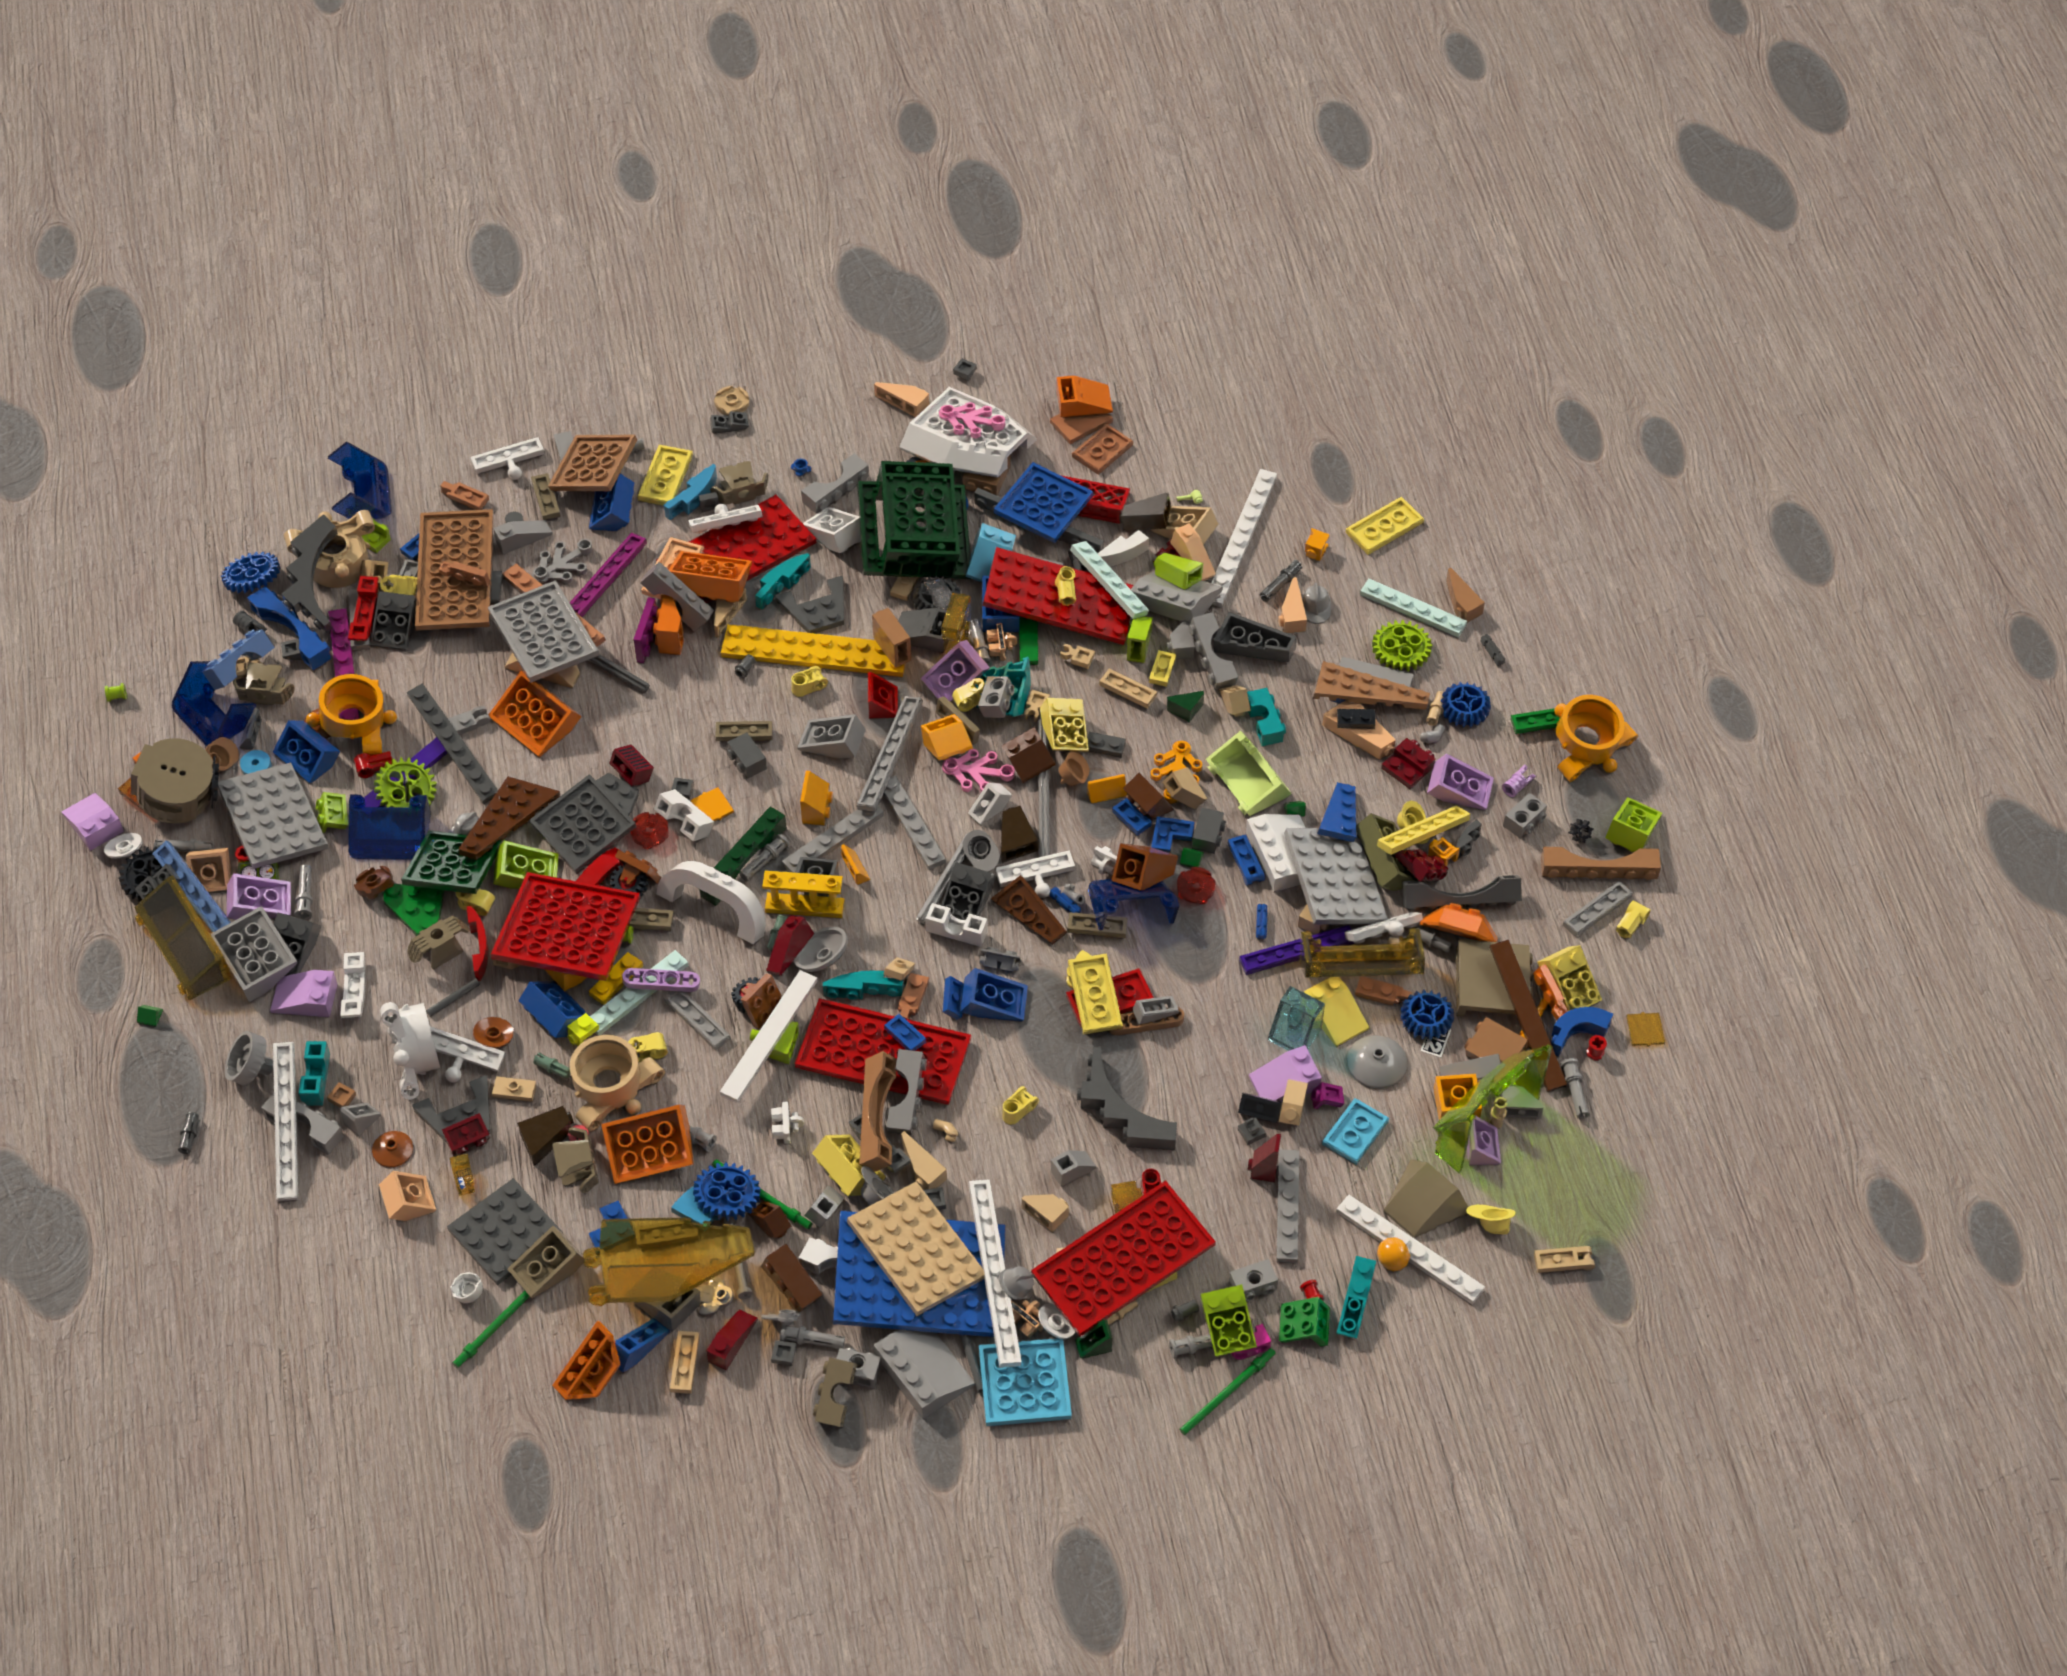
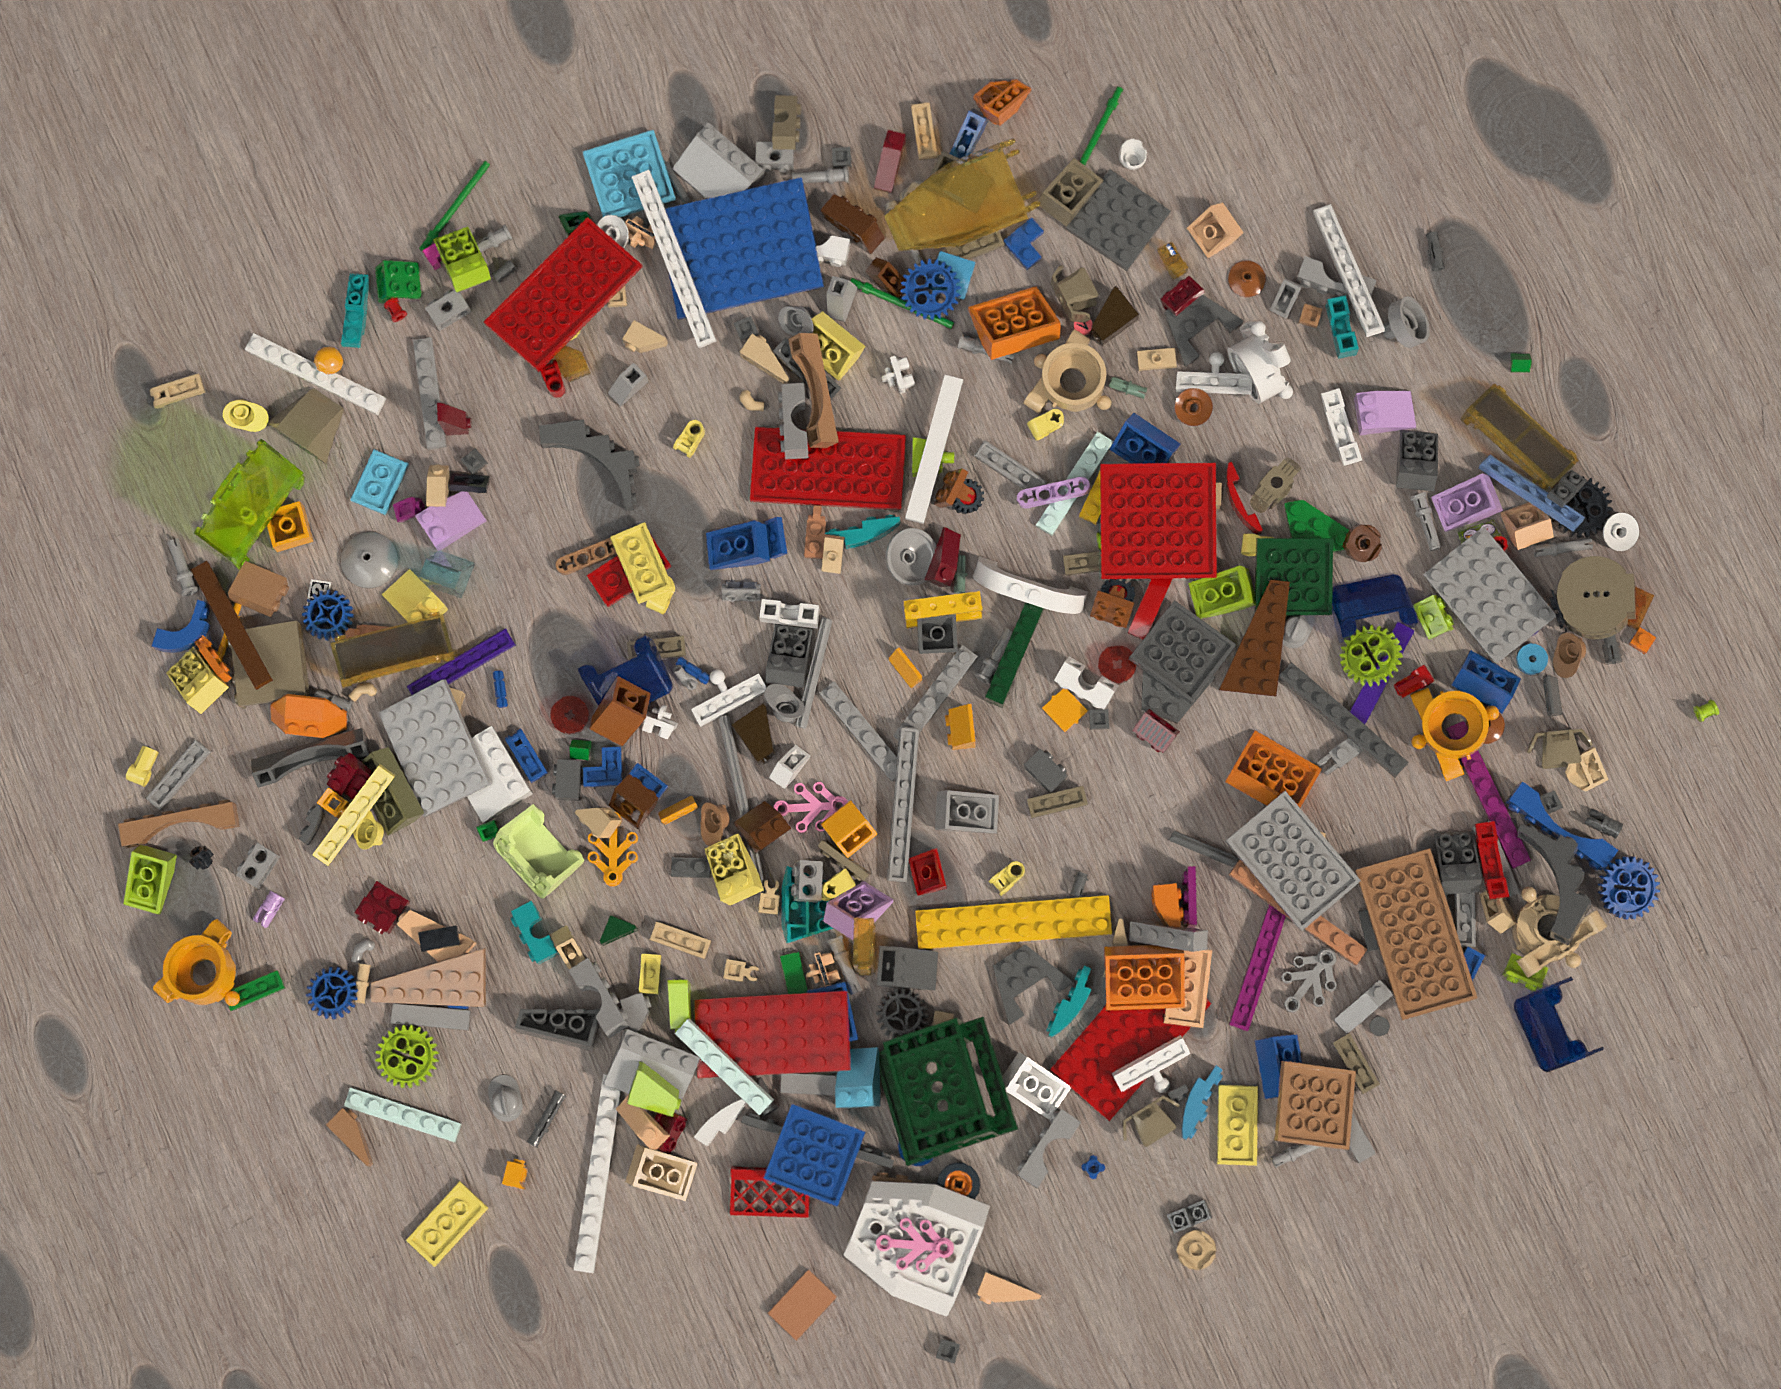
camera: 175 degrees right, 25 degrees up
(93, 821) = (1665, 558): lavender slope -> none
(201, 714) = (1603, 704): clear blue windscreen -> none
(223, 670) = (1603, 746): medium blue arch -> none
(254, 953) = (1446, 434): light grey slope -> none
(401, 584) = (1463, 899): light yellow piece -> none
(452, 997) = (1246, 440): dark grey bar -> none
(465, 495) = (1442, 1046): nougat hinge -> none
(465, 572) = (1401, 919): nougat hinge -> none
(508, 456) = (1415, 1111): white plate -> none
(581, 1029) = (1111, 426): neon yellow bracket -> none
(786, 1316) = (852, 186): light grey plate -> none
(891, 637) = (933, 933): medium nougat brick -> none
(905, 1033) = (809, 481): blue plate -> none
(916, 1248) = (747, 263): tan plate -> none
(940, 593) = (895, 1004): clear slope -> none
(1017, 1282) = (652, 254): light grey piece -> none
(1027, 907) = (727, 654): reddish brown wing -> none
(1065, 585) = (764, 1032): light yellow piece -> none
(1082, 396) = (803, 1327): orange slope -> none
(1102, 449) = (771, 1268): nougat tile -> none
(1144, 1015) = (579, 556): light grey slope -> none
(1147, 513) = (701, 1174): dark brown slope -> none
(1195, 495) = (656, 1219): yellowish green hand -> none
(1293, 614) = (527, 1078): light nougat slope -> none
(1340, 815) = (439, 822): blue wing -> none
(1394, 926) = (378, 699): white plate -> none
(1459, 783) = (327, 890): lavender slope -> none
(1478, 1066) = (279, 558): light grey tile -> none
(1493, 650) = (313, 1075): dark grey axle -> none
(1596, 1047) = (160, 611): red bush -> none
(1645, 1029) = (122, 649): clear yellow piece -> none

